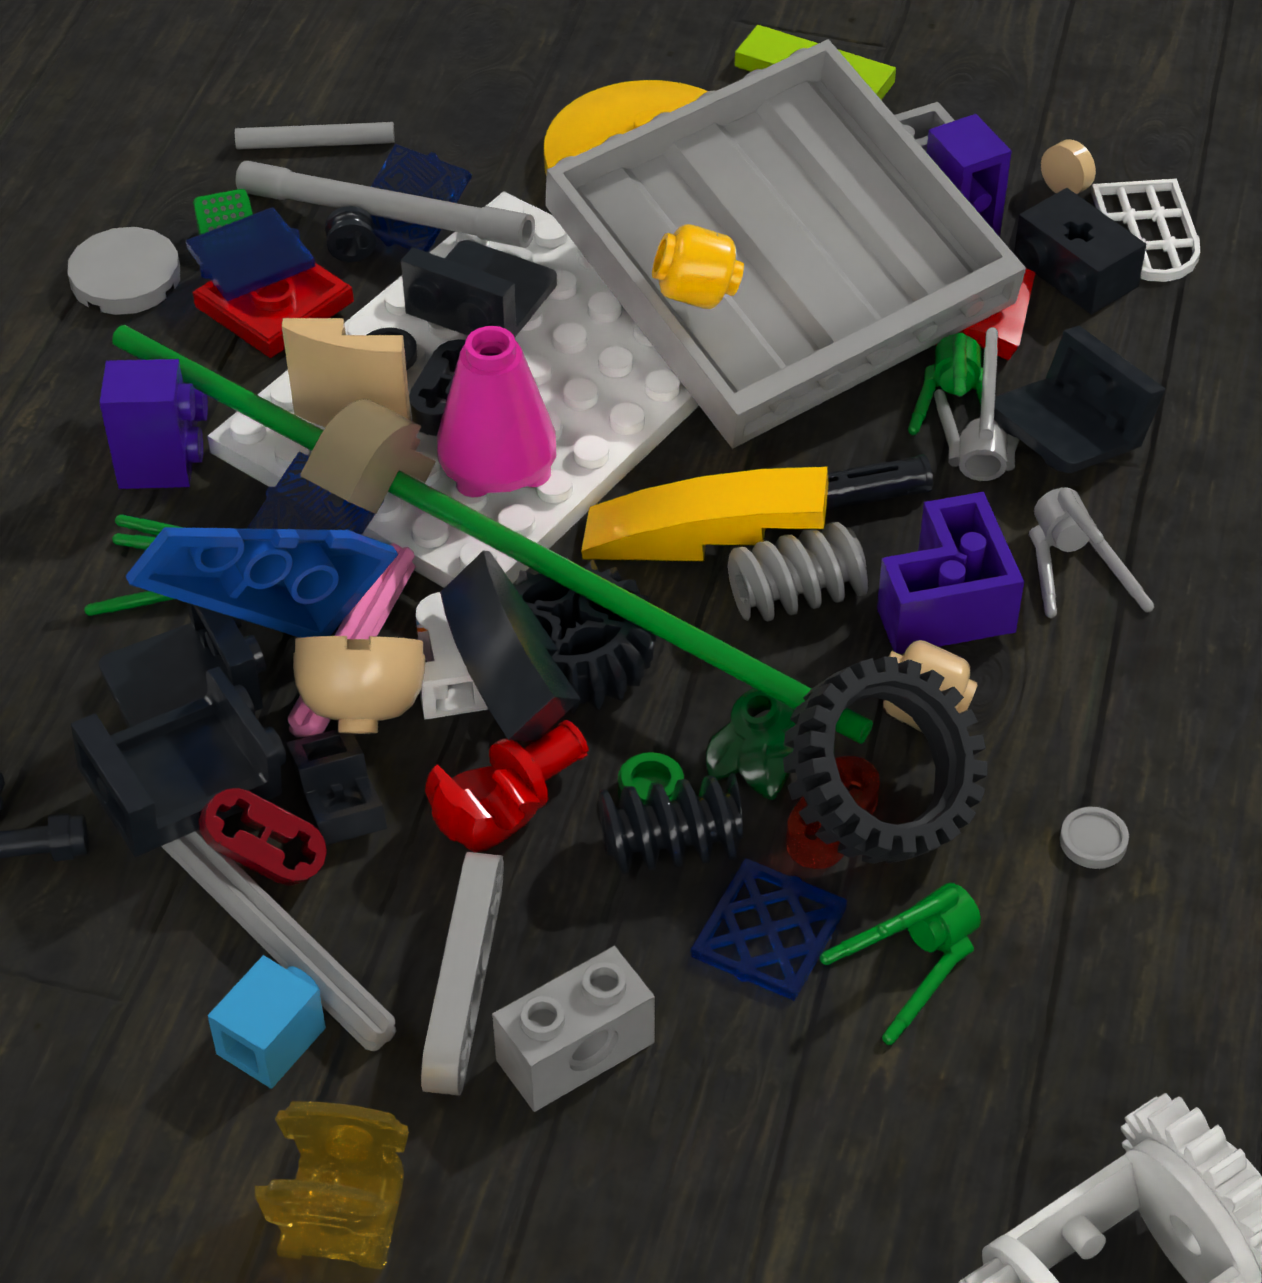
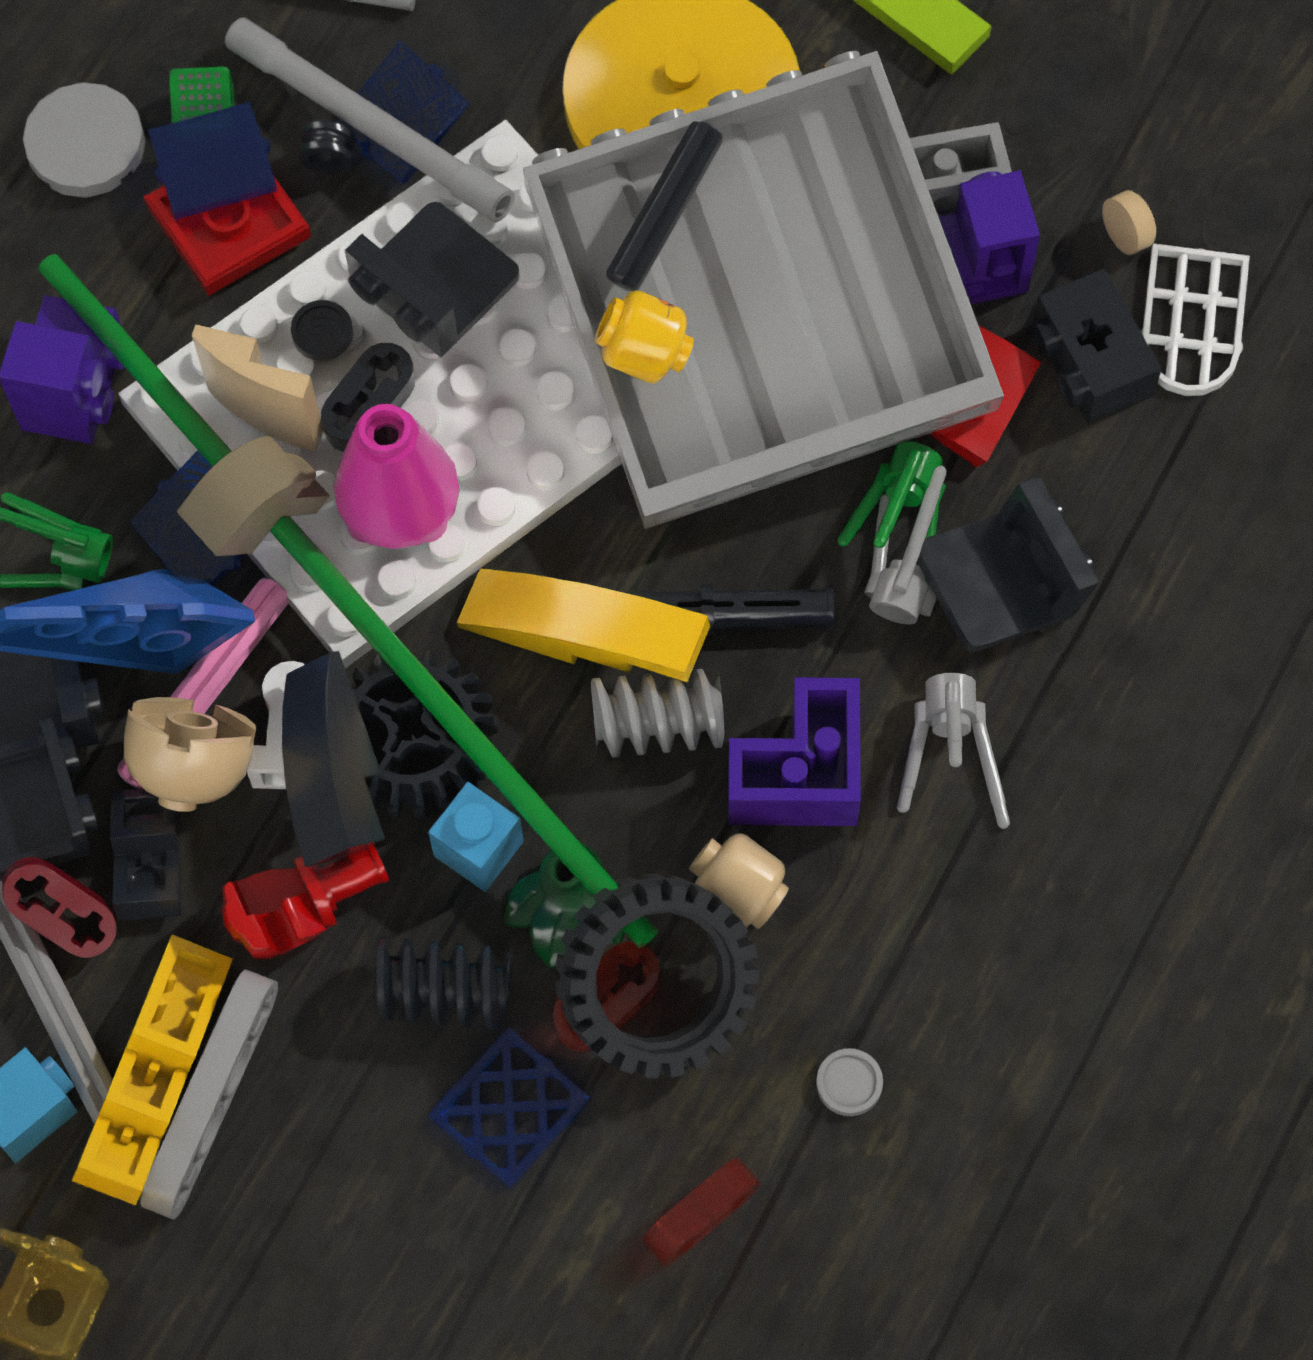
camera: 15 degrees right, 20 degrees up
(399, 961) = (152, 1070): none -> yellow slope
(574, 1028) = (289, 1183): light grey brick -> none
(647, 769) = (444, 917): green tile -> none
(662, 700) = (476, 836): none -> dark azure brick
(683, 171) = (664, 206): none -> black axle
(934, 924) = (660, 1145): green plant -> none
(998, 967) = (701, 1211): none -> clear red beam

